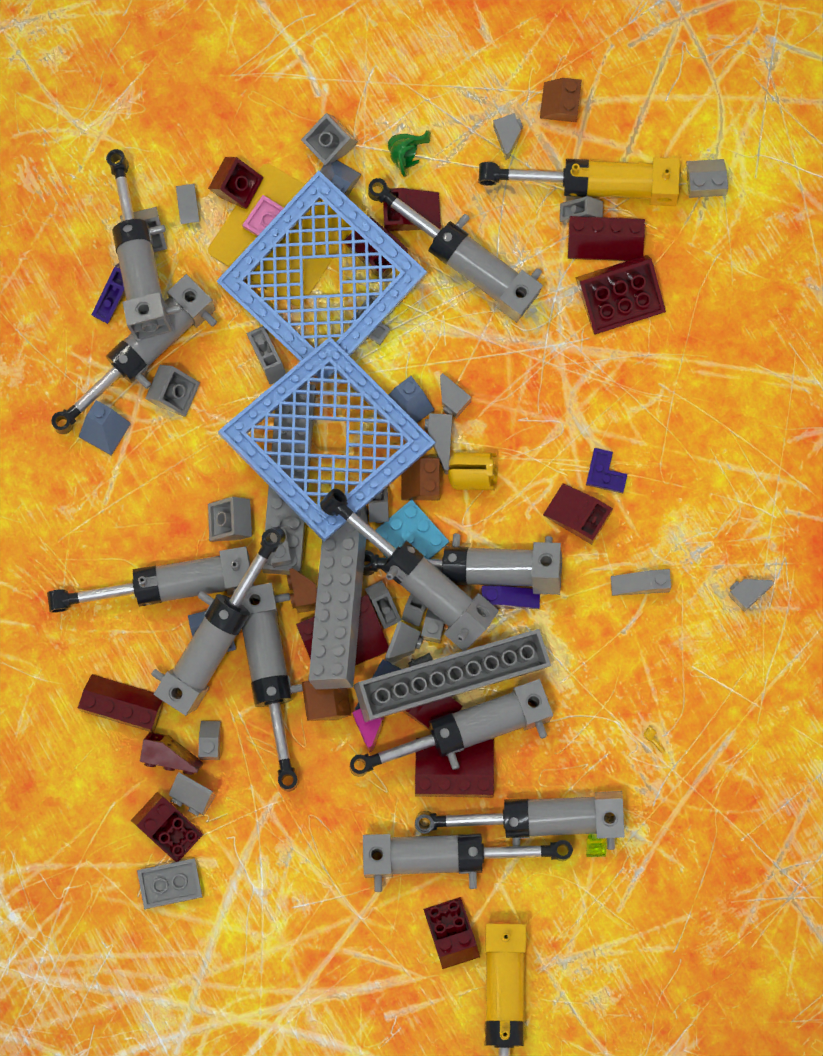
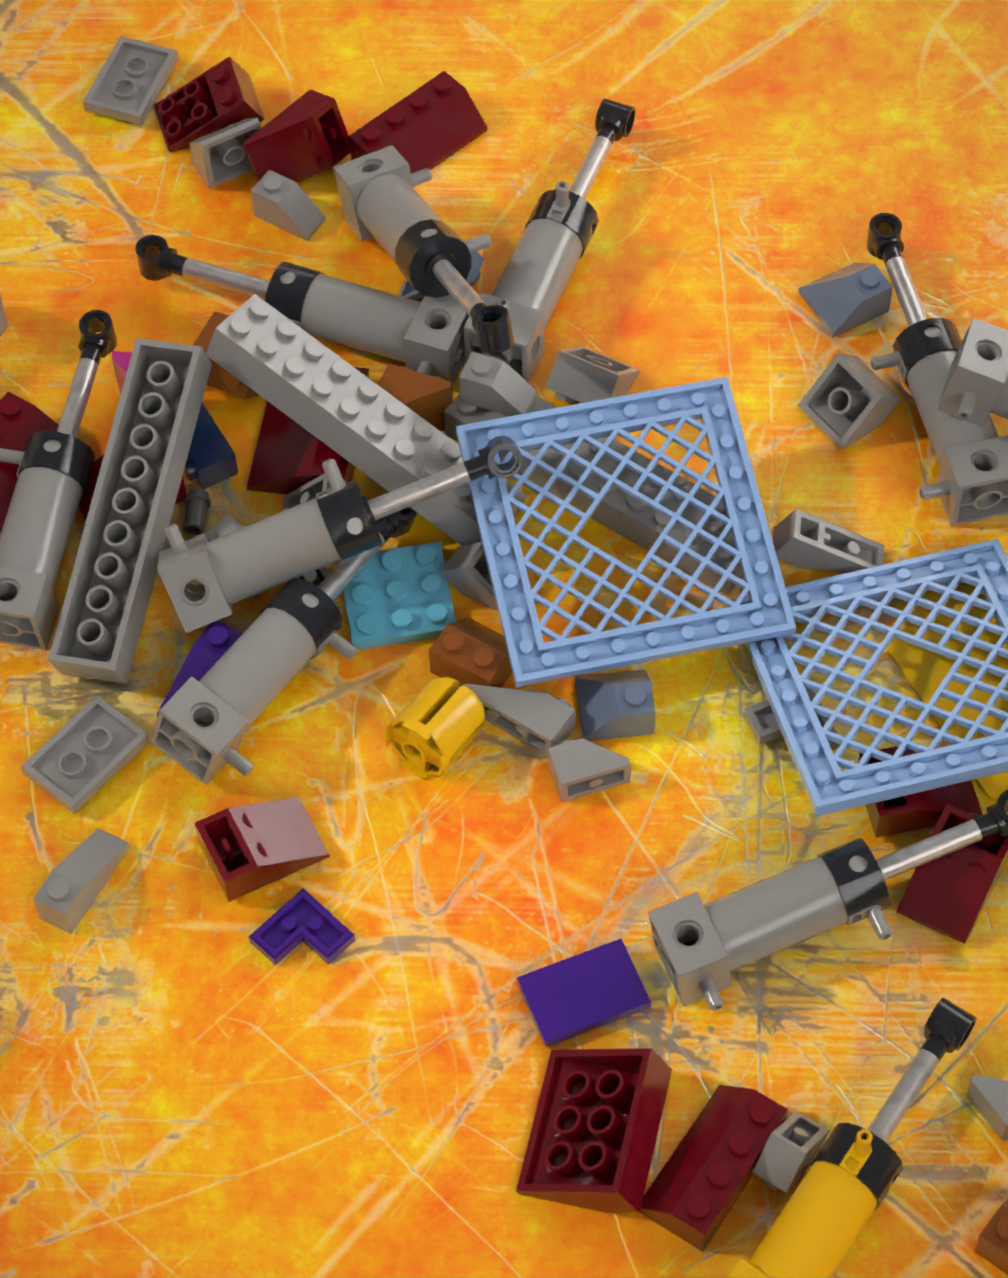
camera: 120 degrees right, 20 degrees down
(403, 642) = (241, 487): light grey slope -> none
(560, 336) = (583, 992): none -> dark purple tile
(580, 624) = (85, 754): none -> light grey plate

